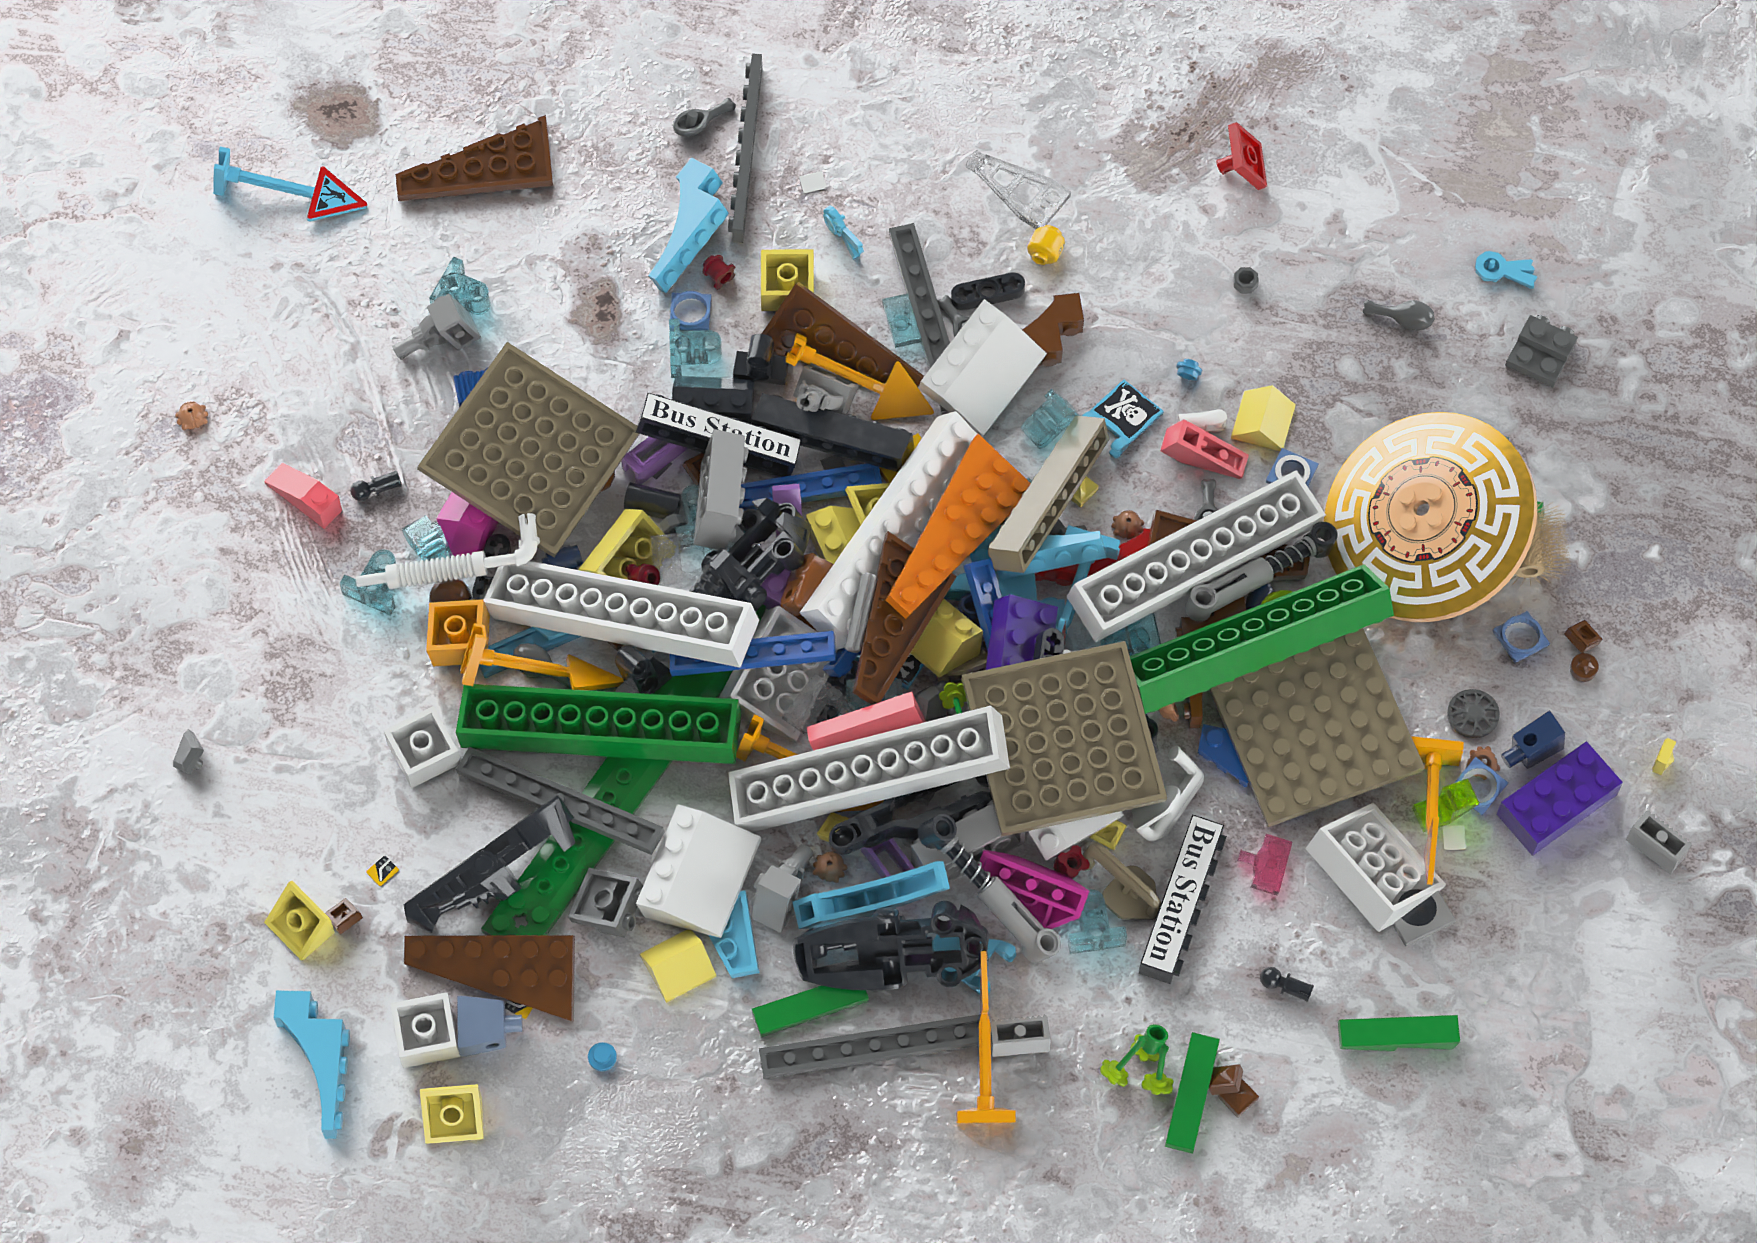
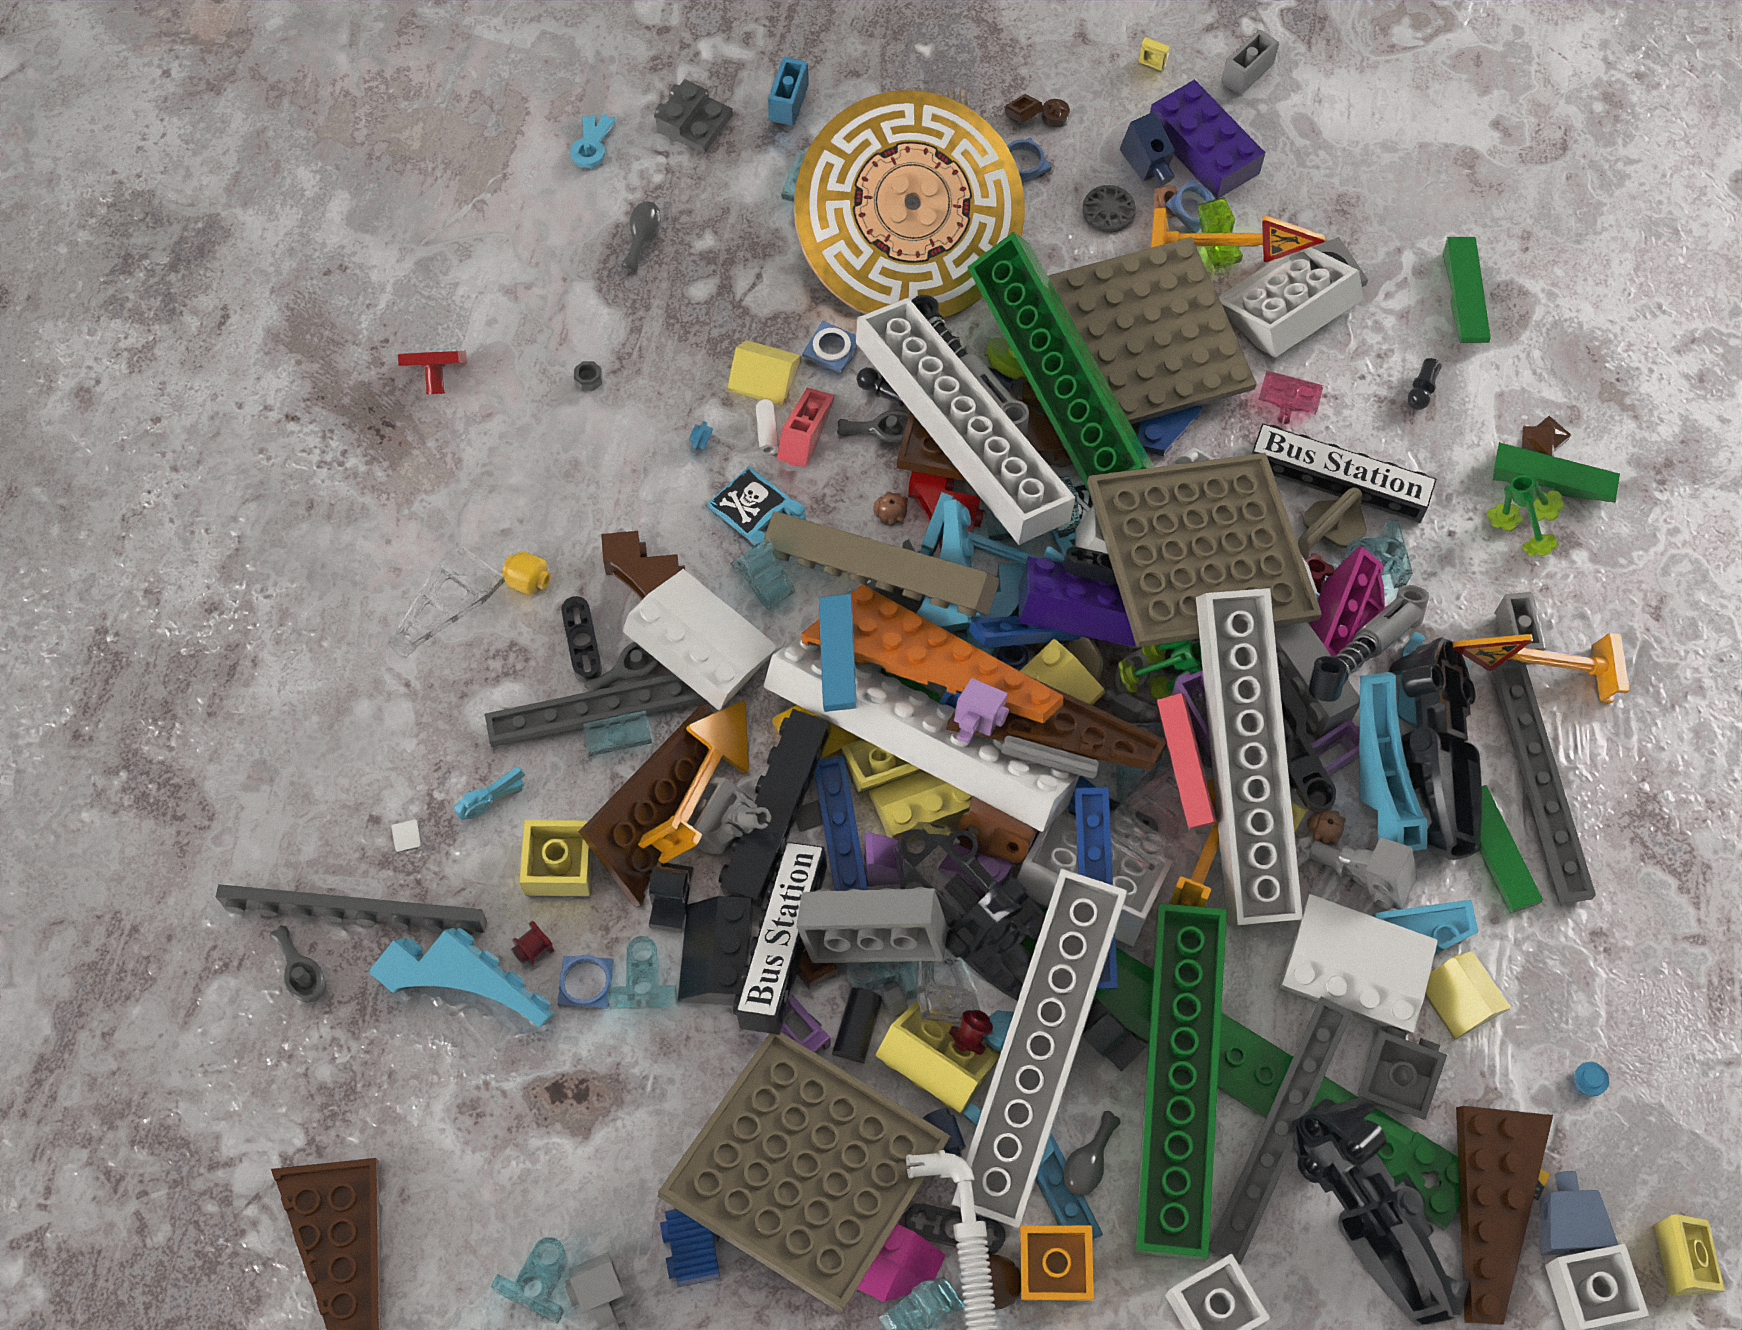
camera: 90 degrees left, 0 degrees up
(581, 673) = (1100, 1105): light orange piece -> none
(895, 548) = (979, 710): none -> lavender brick
(954, 454) = (837, 653): none -> dark azure tile
(1573, 425) = (788, 91): none -> dark azure brick

